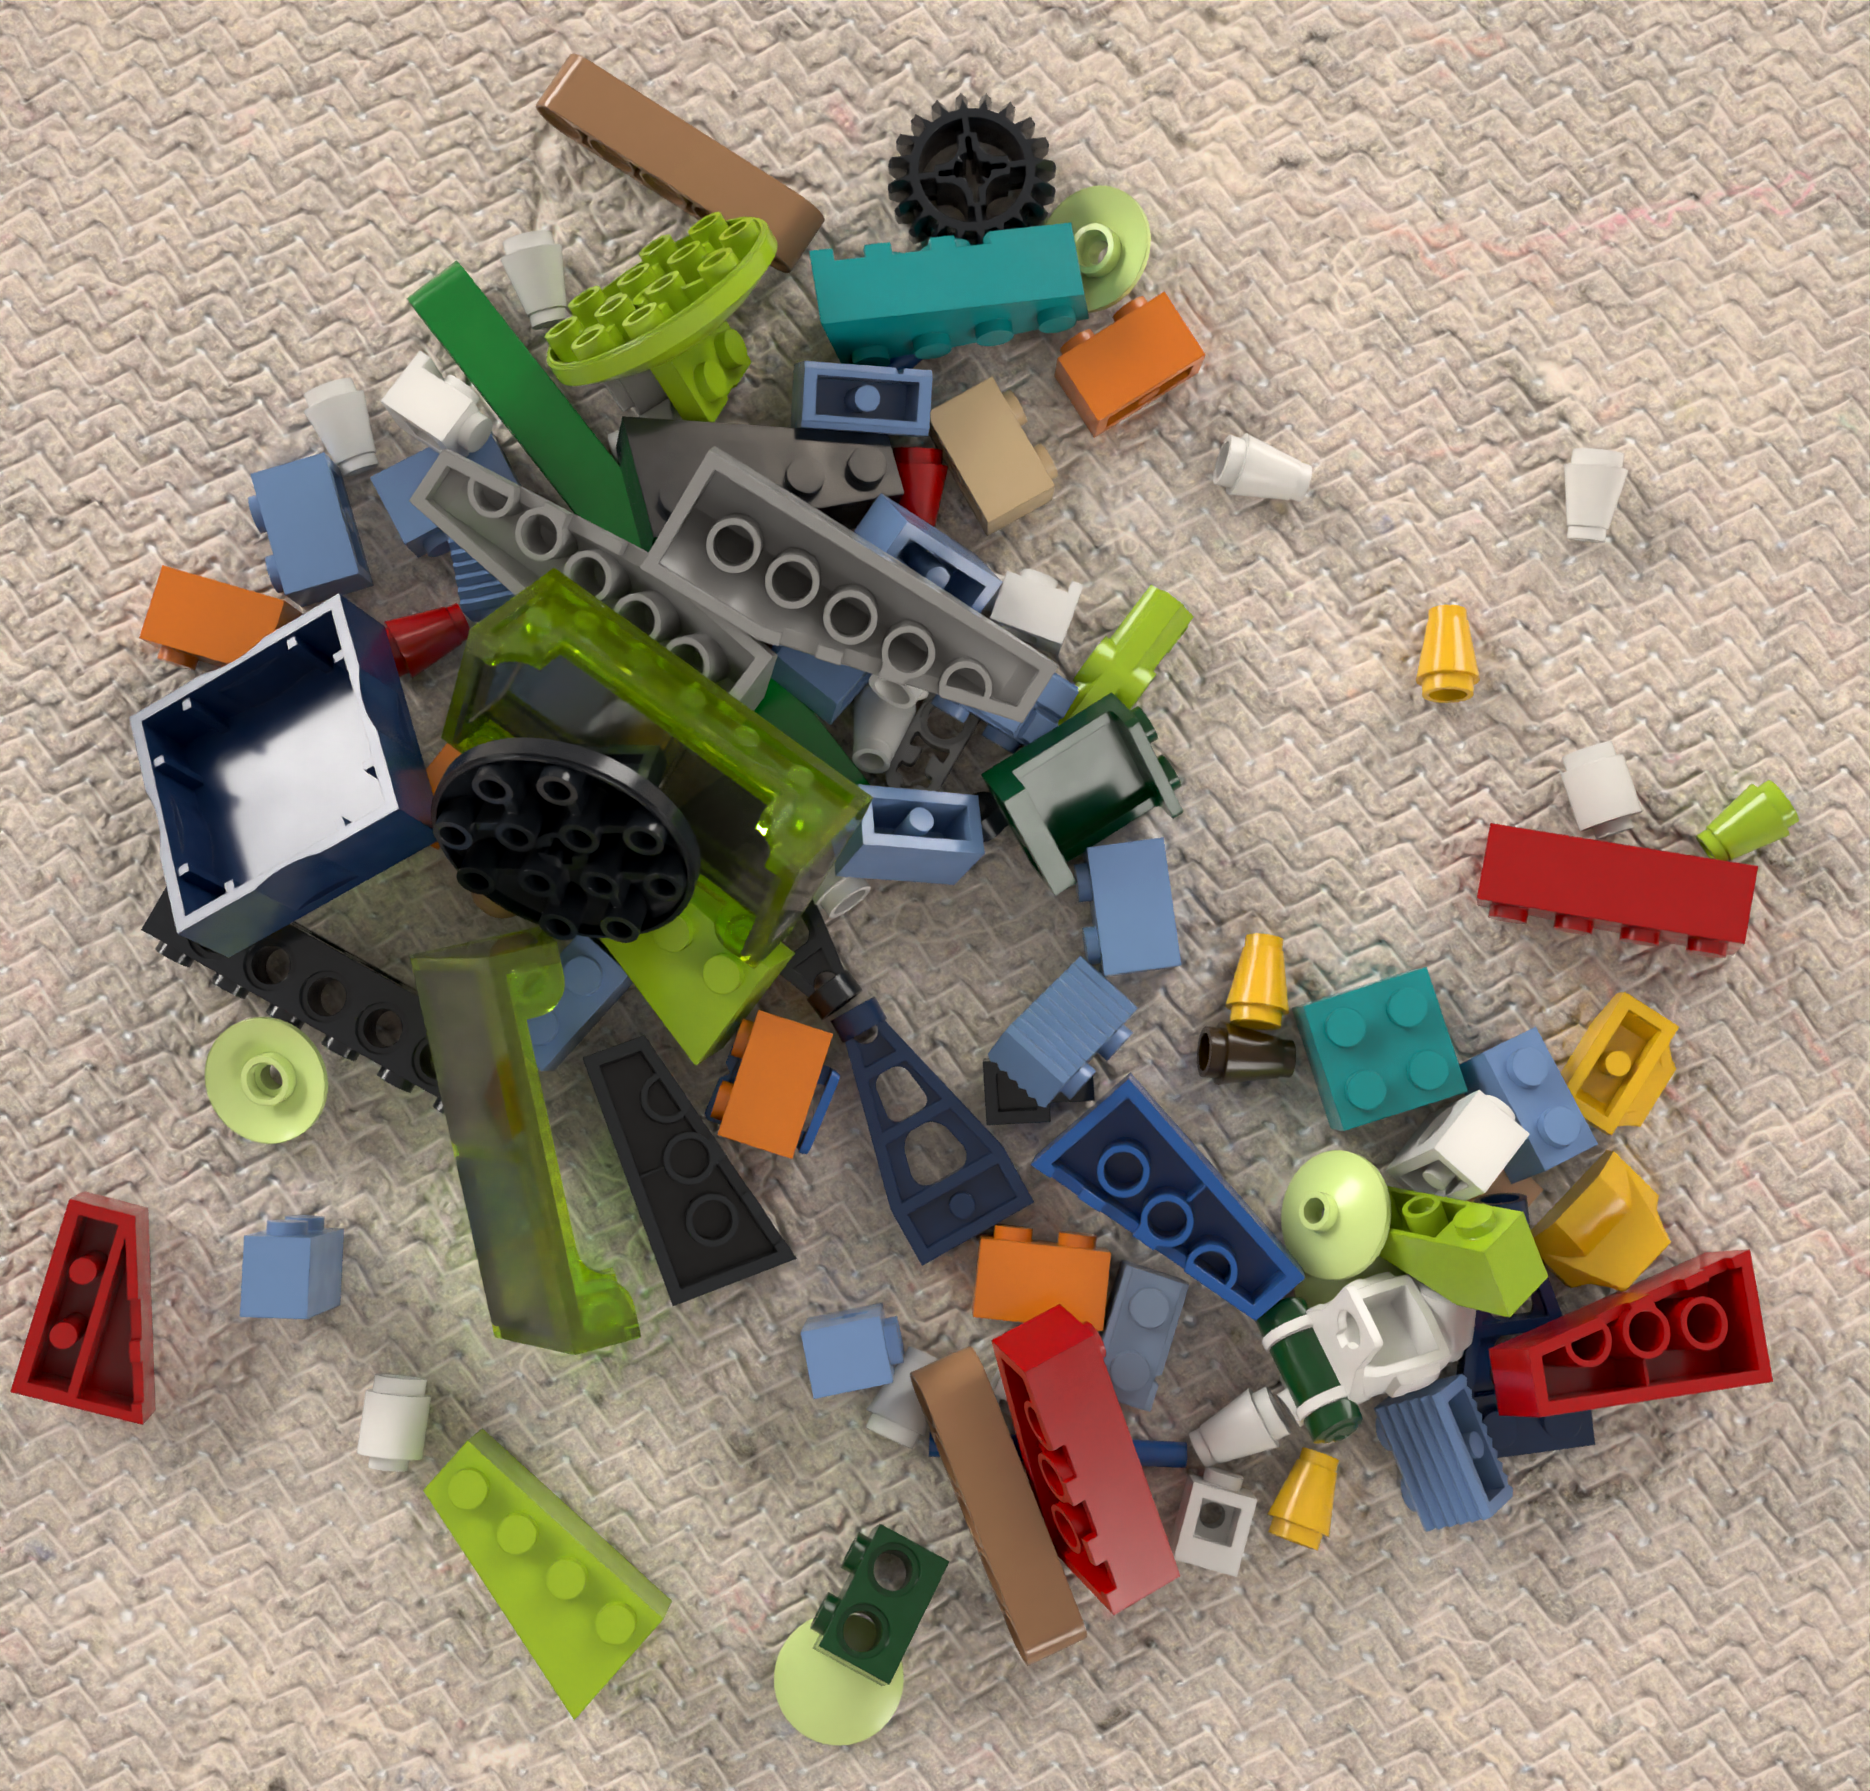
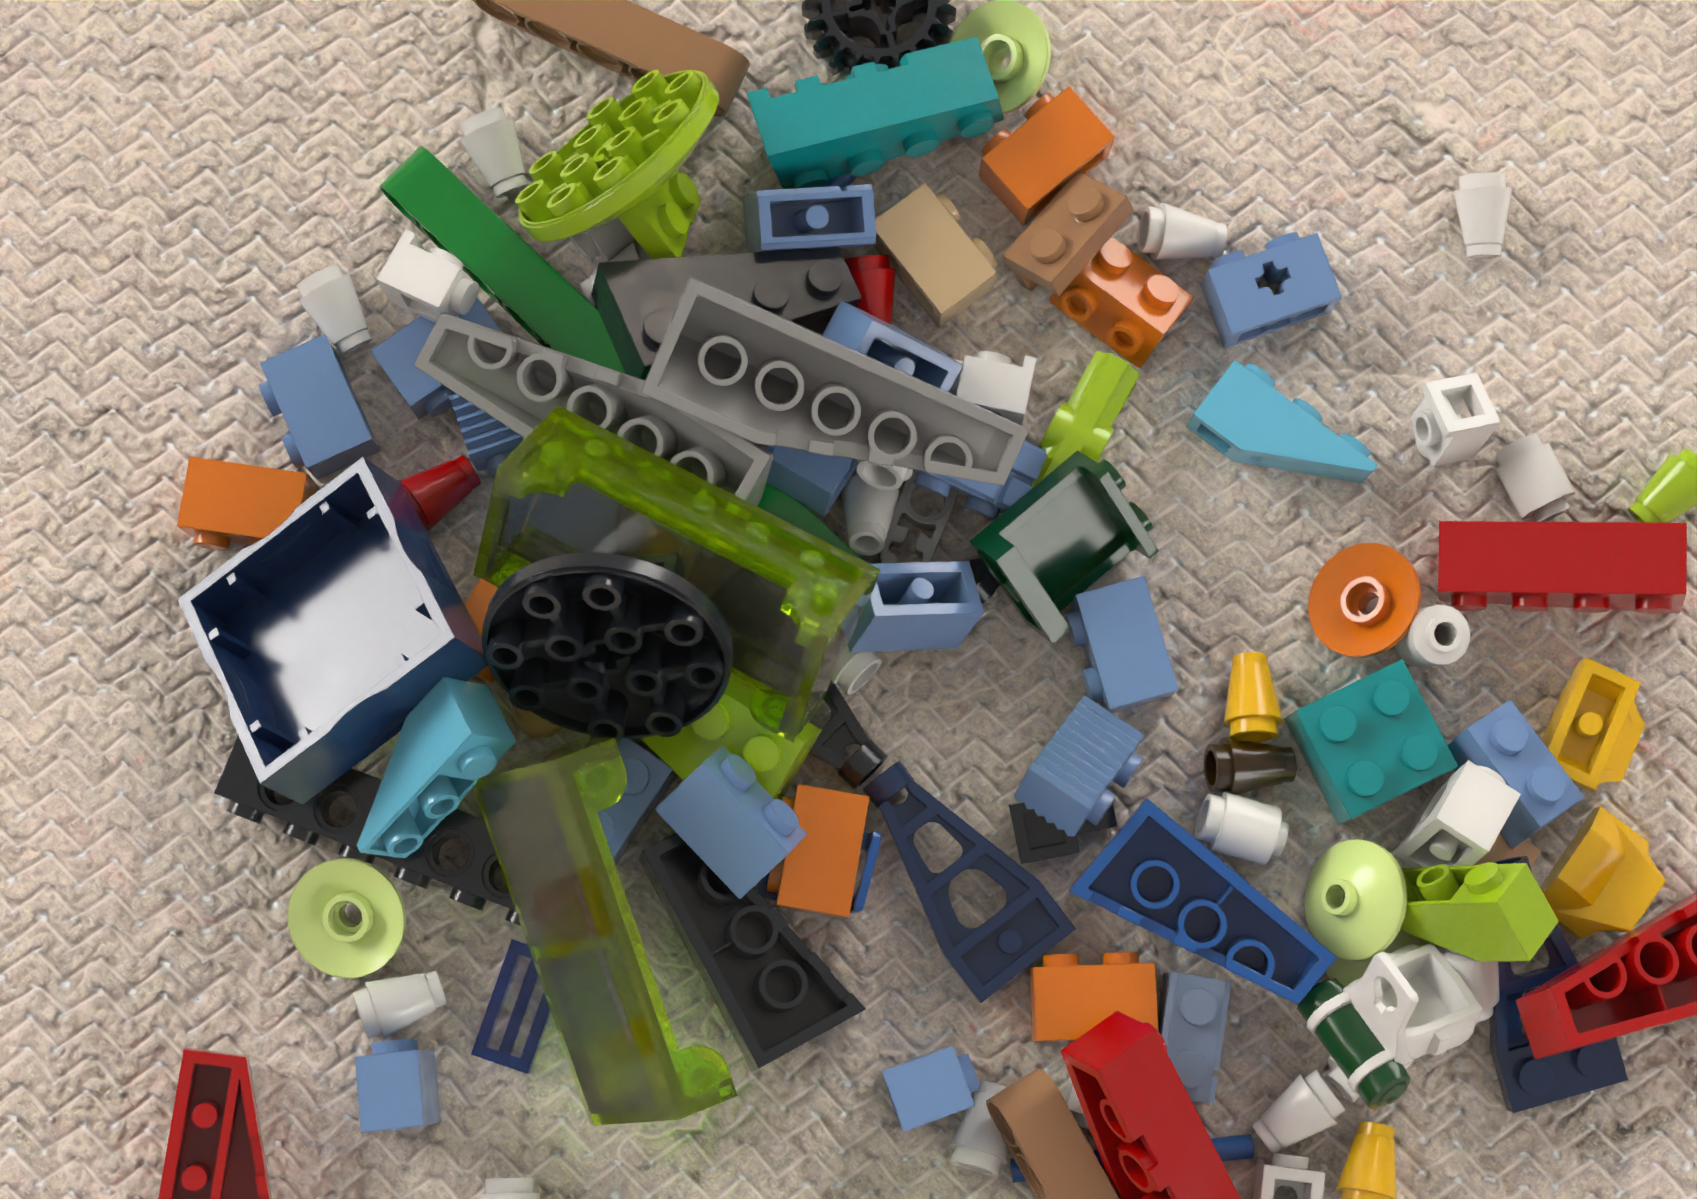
camera: 10 degrees left, 5 degrees down
(308, 1175) = (397, 1002): none -> white cone
(373, 933) = (435, 762): none -> medium azure slope
(409, 1199) = (503, 1056): none -> clear blue tile
(679, 1042) = (732, 821): none -> medium blue brick
(1138, 453) = (1067, 234): none -> medium nougat bracket
(1185, 531) = (1123, 302): none -> orange bracket
(1226, 1120) = (1241, 827): none -> white brick
(1317, 693) = (1264, 428): none -> medium azure slope
(1319, 566) = (1246, 312): none -> medium blue brick
(1379, 878) = (1347, 586): none -> orange dish
(1443, 1454) = (1488, 1106): medium blue brick -> none
(1447, 656) = (1376, 379): yellow cone -> none
(1462, 945) = (1435, 637): none -> white brick
(1508, 720) = (1439, 427): none -> white brick

